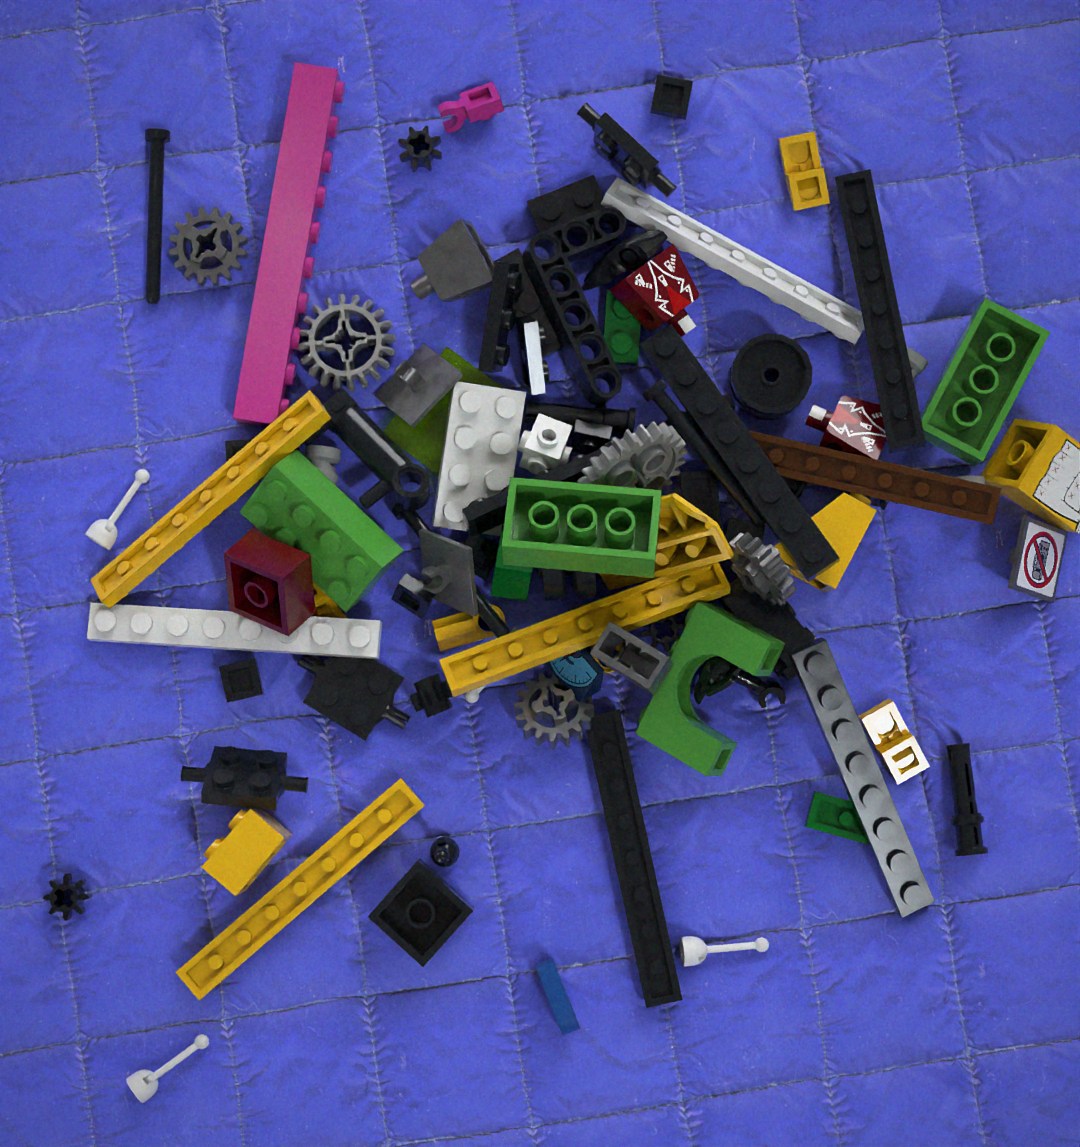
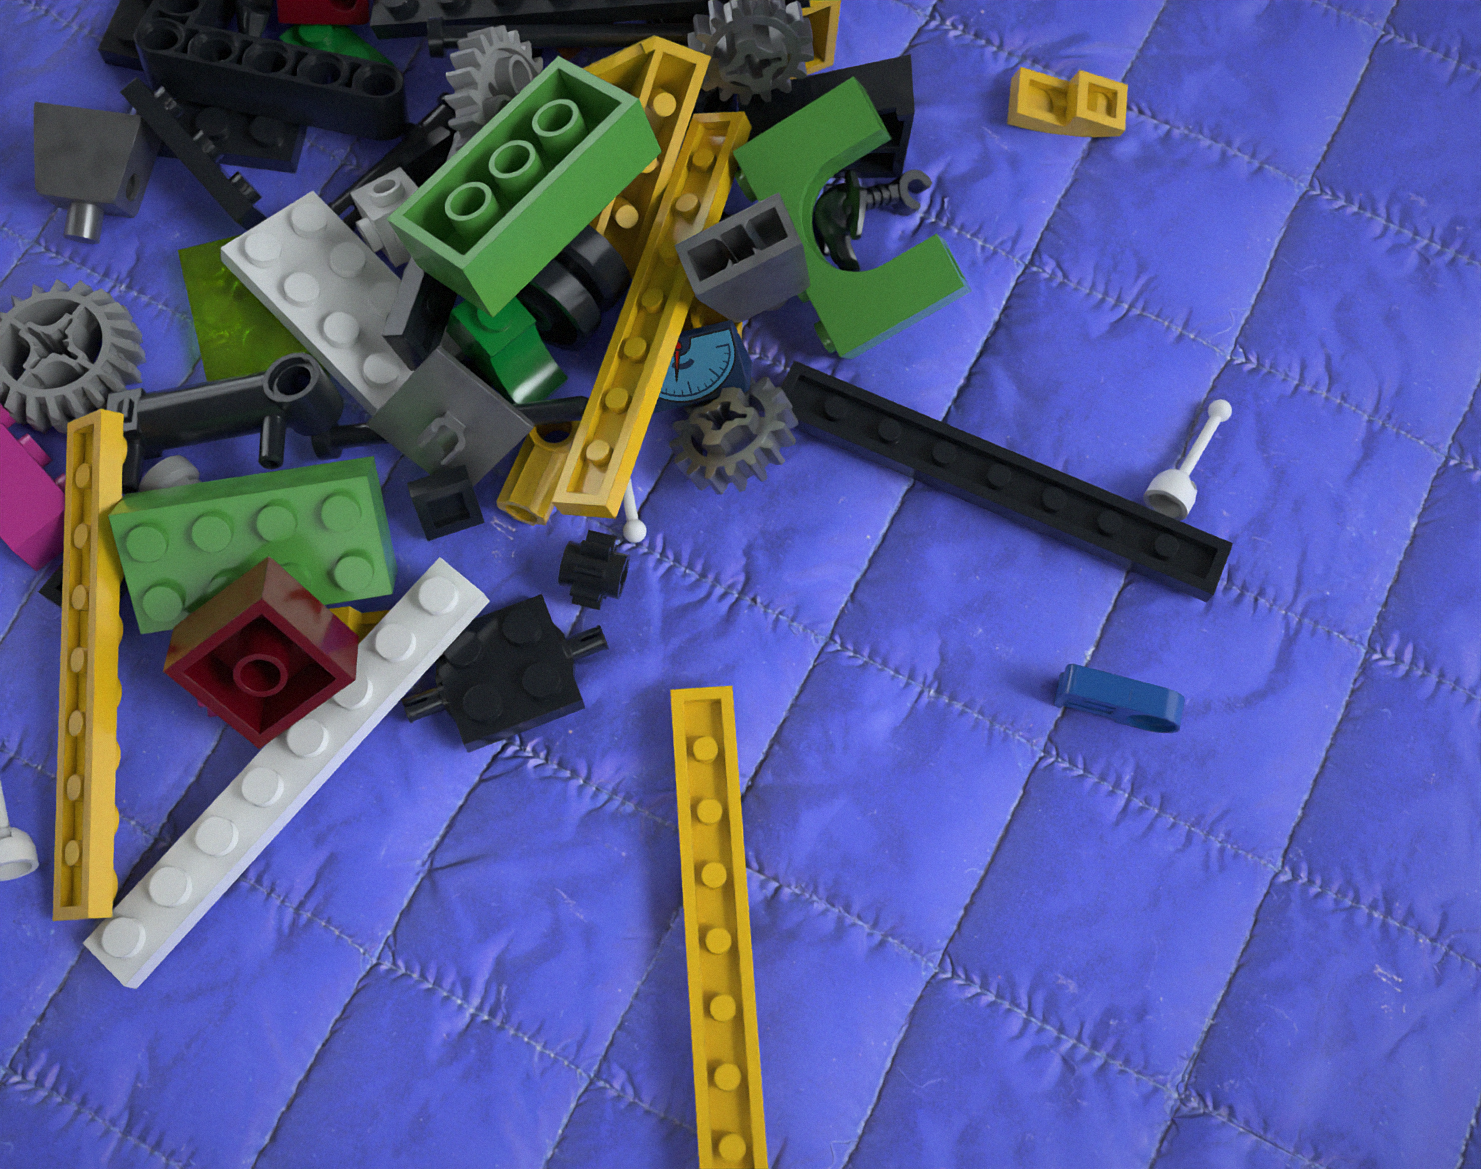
camera: 55 degrees left, 15 degrees down
(241, 680) = (367, 809): black plate -> none
(244, 778) = (500, 899): black plate -> none
(246, 849) = (602, 968): yellow brick -> none
(418, 385) = (190, 305): flat silver piece -> none
(421, 912) = (876, 790): black brick -> none
(441, 854) = (811, 718): black hinge -> none
(533, 368) = (270, 152): plate -> none
(834, 817) = (1126, 210): green plate -> none
(861, 776) = (1089, 134): plate -> none
(966, 817) = (1220, 86): black pin -> none

